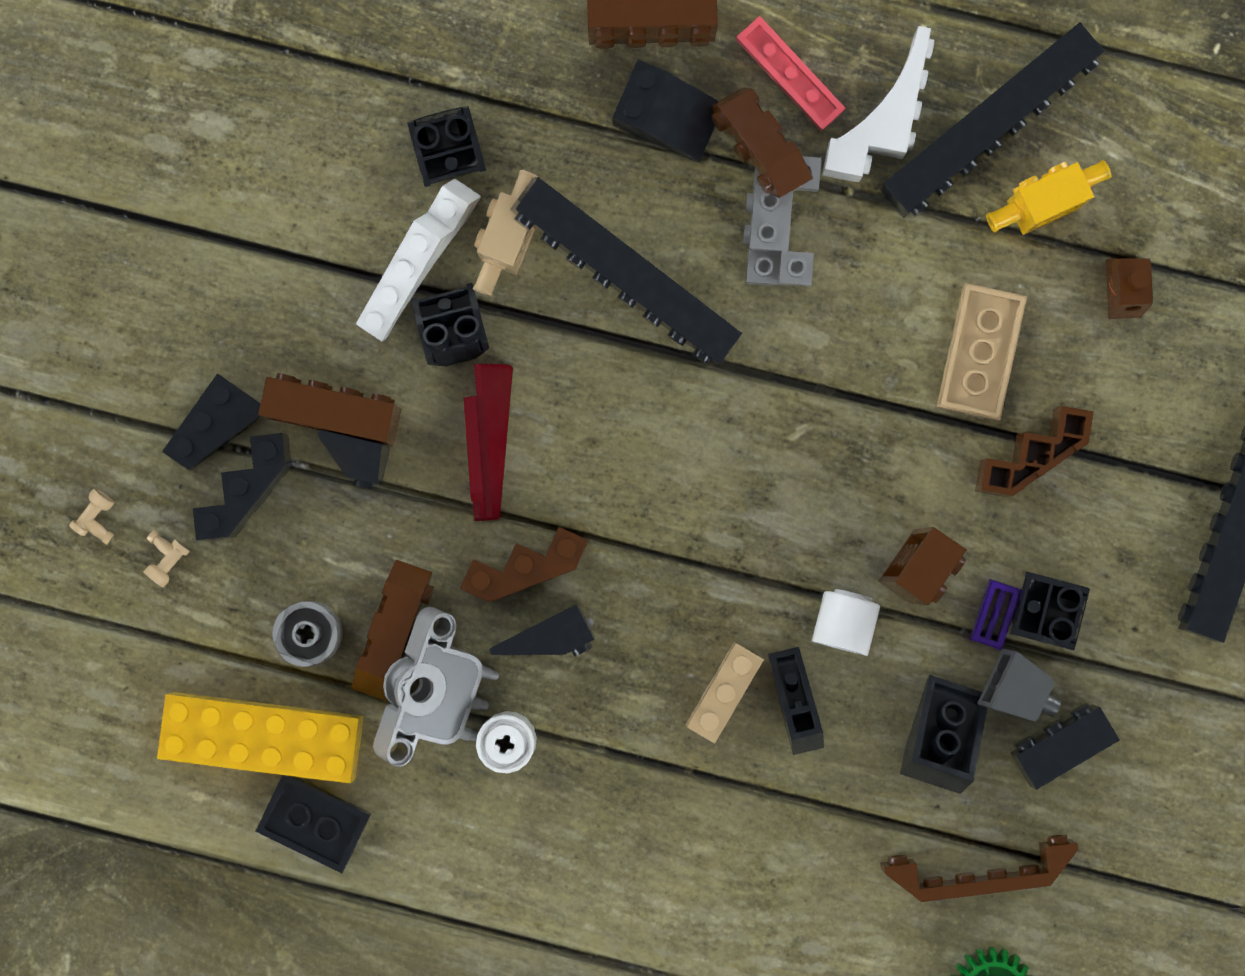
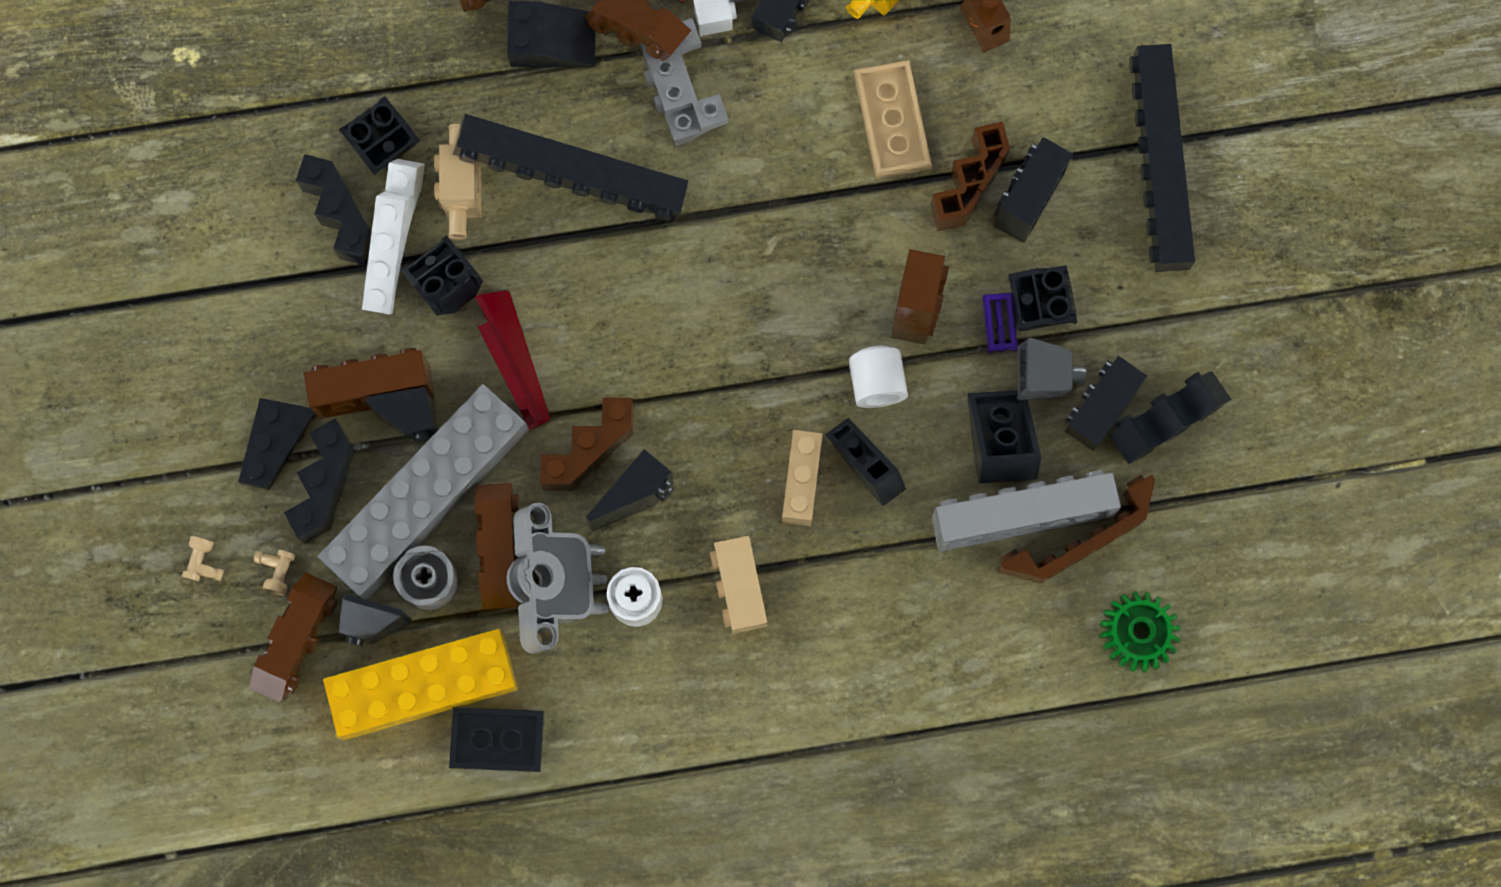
camera: 25 degrees left, 10 degrees down
(154, 636) = (293, 637): none -> reddish brown brick
(233, 651) = (369, 621): none -> black slope
(340, 544) = (424, 492): none -> light grey brick
(373, 207) = (336, 208): none -> black brick
(615, 772) = (739, 585): none -> tan brick
(932, 826) = (1025, 511): none -> light grey brick
(1092, 494) = (1031, 188): none -> black brick
(1123, 789) = (1169, 416): none -> black brick

